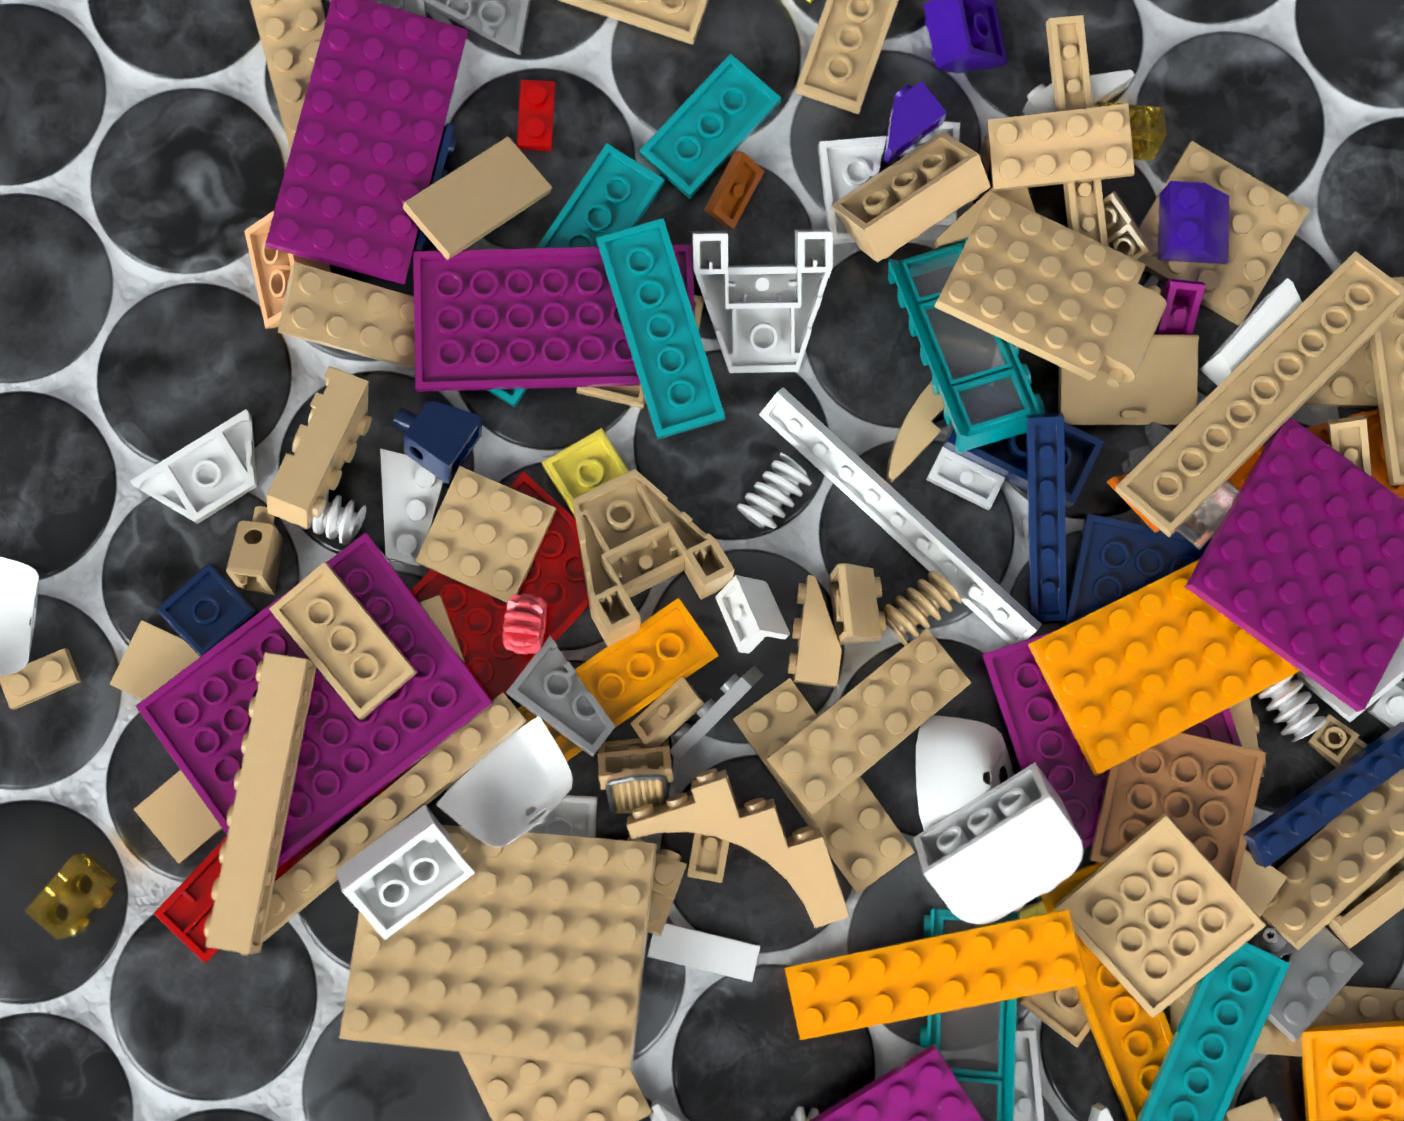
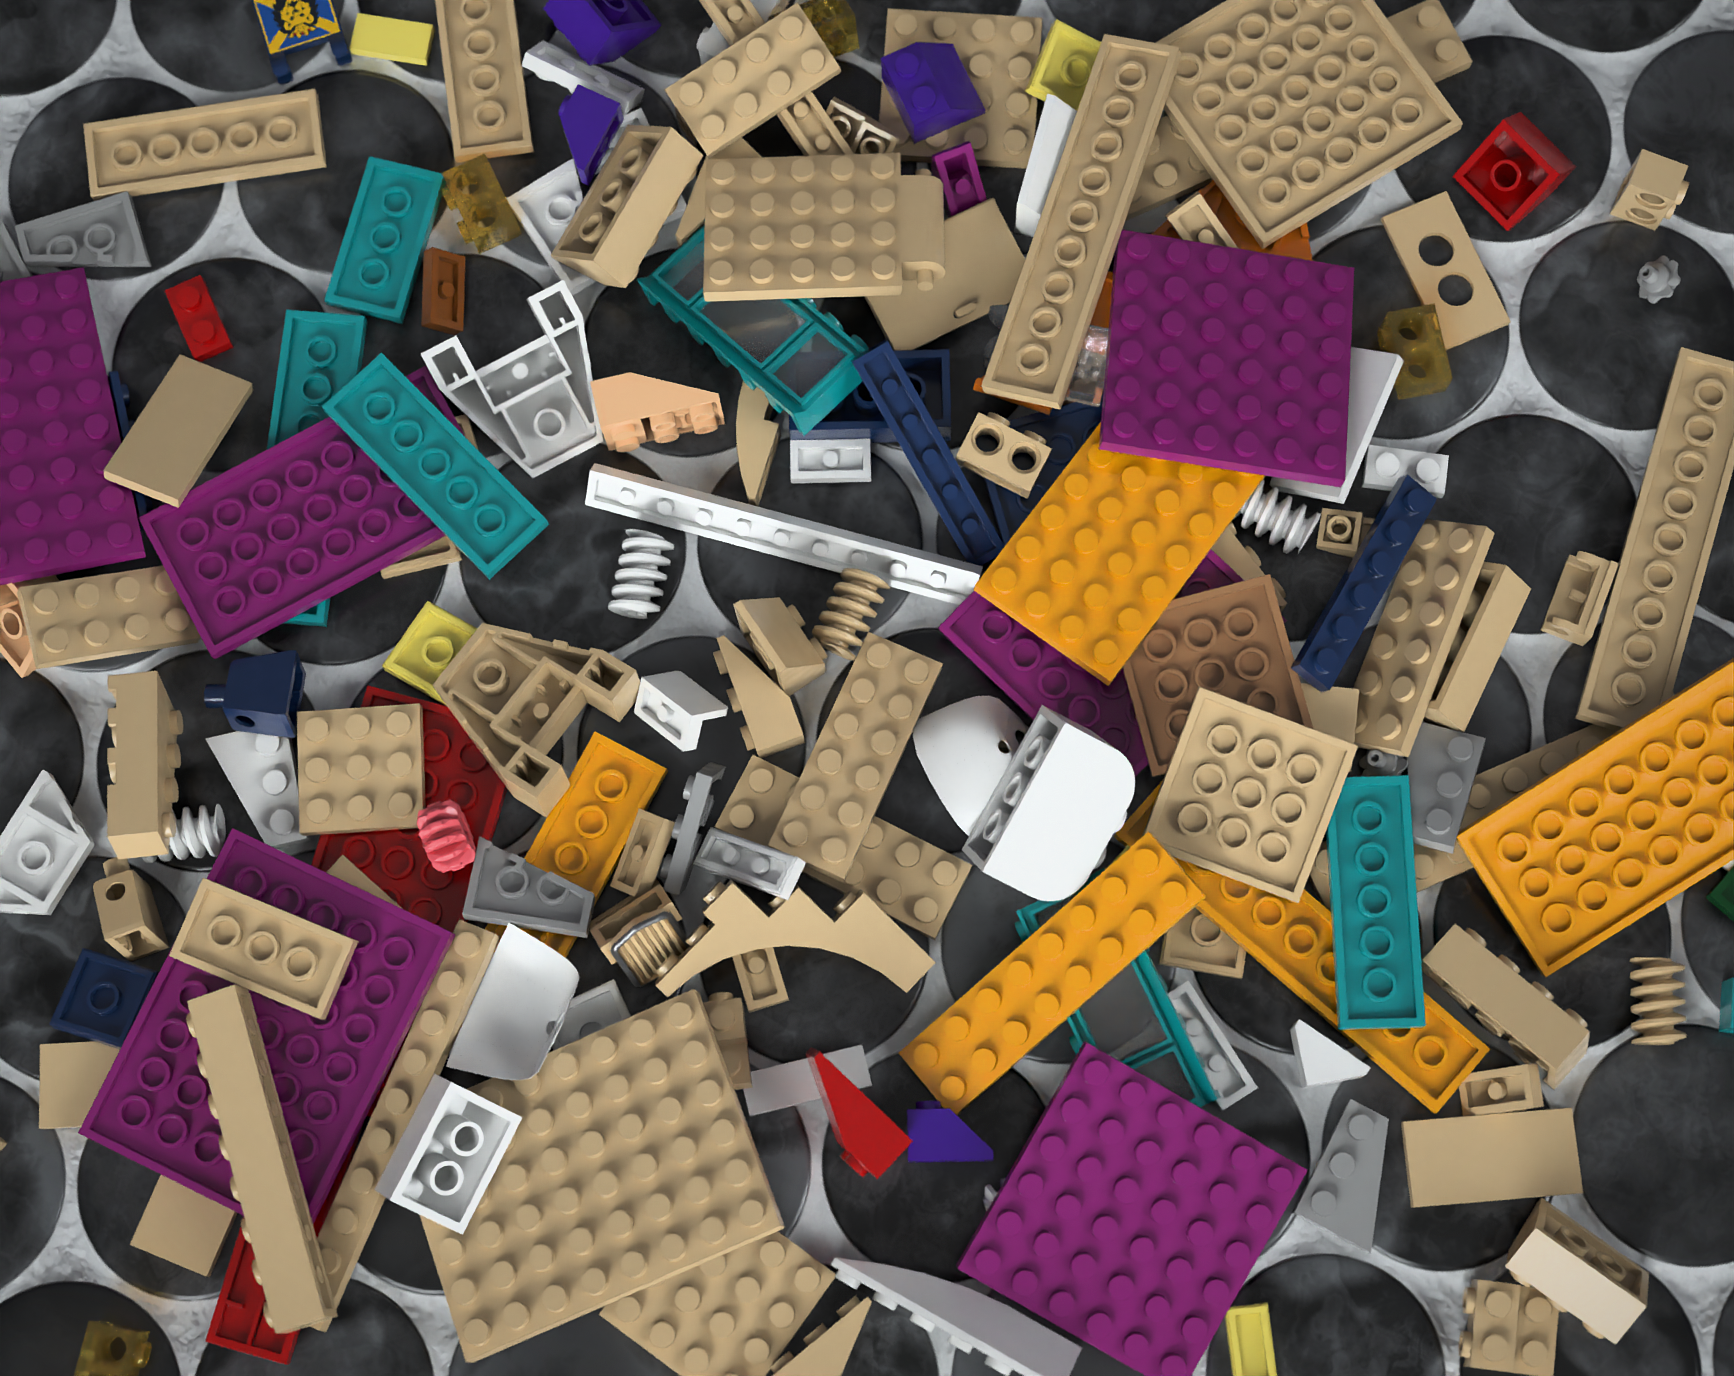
camera: 15 degrees left, 5 degrees down
(728, 1024) = (857, 1123): none -> red slope
(745, 765) = (749, 863): none -> white tile
(784, 1051) = (942, 1136): none -> dark purple slope
(801, 136) = (483, 203): none -> clear yellow brick
(844, 365) = (647, 409): none -> light nougat slope
(920, 67) = (569, 70): none -> white plate
(1097, 553) = (998, 464): none -> tan brick
(1308, 258) = (1063, 65): none -> light yellow plate

